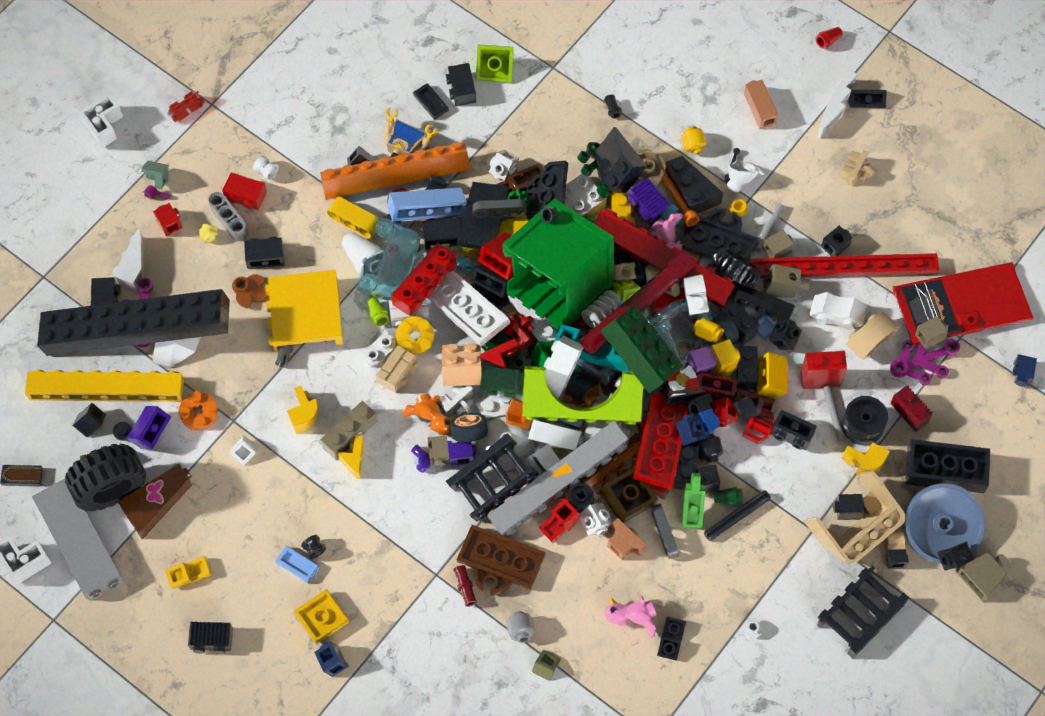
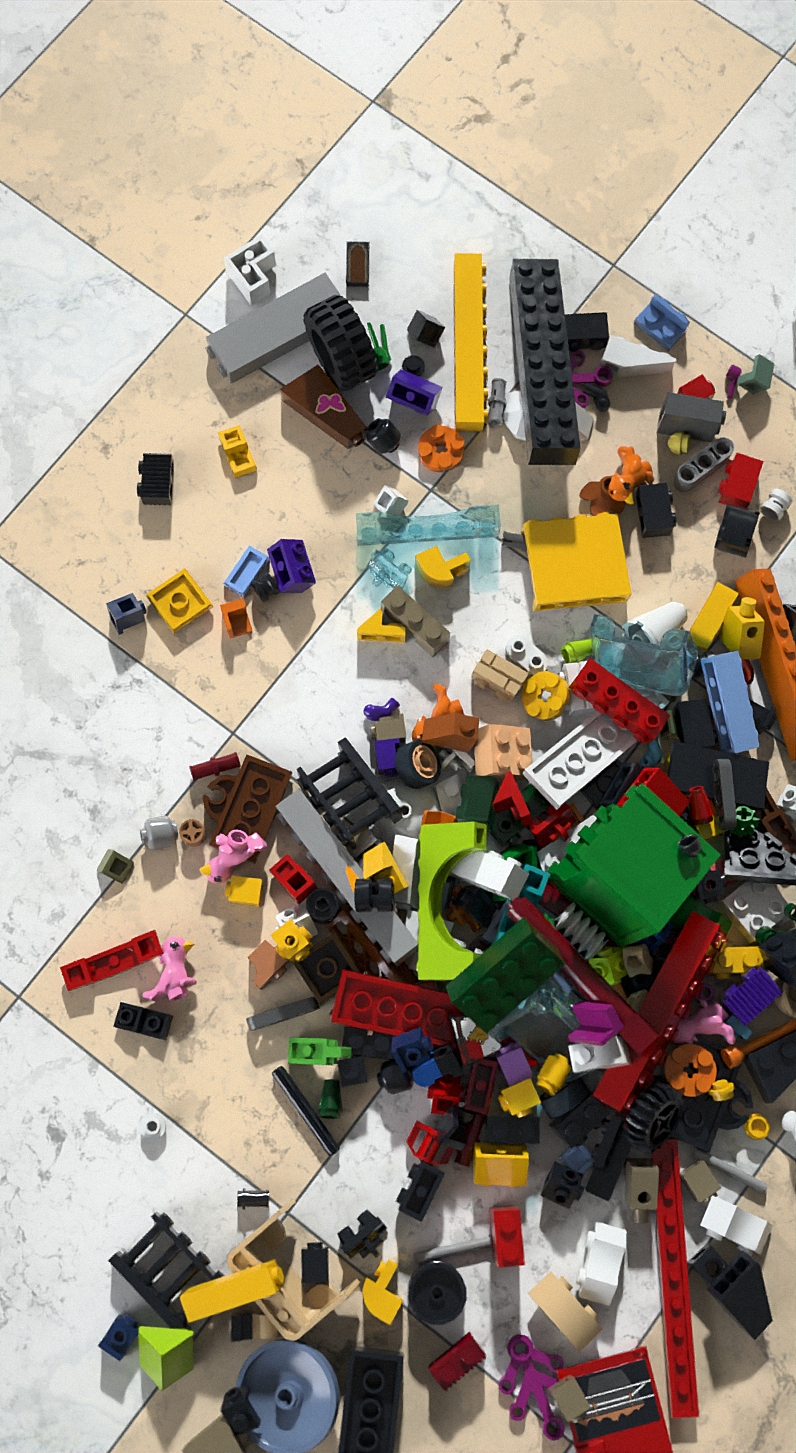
camera: 85 degrees right, 10 degrees up
(100, 241) = (662, 322): none -> medium blue bracket
(160, 366) = (497, 402): none -> light grey pin
(163, 289) = (599, 396): none -> black arm
(186, 452) = (383, 436): none -> black head
(189, 220) = (691, 415): none -> dark grey brick
(235, 267) = (633, 475): none -> orange animal
(268, 403) = (470, 523): none -> clear light blue arch
(287, 193) = (736, 530): none -> black brick
(297, 524) = (291, 566): none -> dark purple brick
(305, 452) = (387, 572): none -> clear light blue hips
(339, 571) = (236, 618): none -> orange panel
(370, 191) = (743, 629): none -> yellow torso
(445, 398) = (451, 731): none -> dark orange slope
(508, 225) = (699, 806): none -> red cone
(520, 597) = (191, 828): none -> medium nougat wheel
(538, 564) = (233, 851): none -> bright pink animal
(555, 449) = (381, 864): none -> yellow slope
(568, 559) = (244, 891): none -> yellow brick
(577, 449) = (374, 895): none -> black wheel
(607, 518) = (286, 936): none -> yellow brick
(624, 660) = (112, 961): none -> red slope
(675, 292) = (597, 1023): none -> magenta panel
(705, 237) = (701, 1060): none -> orange plate
(715, 225) = (721, 1090): none -> yellow plate
(804, 552) = (252, 1199): none -> black pin
(808, 223) = (736, 1225): none -> white brick
(820, 467) = (365, 1240): none -> black hips
(854, 218) = (743, 1294): none -> black slope
(873, 556) = (232, 1290): none -> yellow brick
(909, 653) = (118, 1348): none -> dark blue brick
(920, 611) = (166, 1354): none -> lime slope

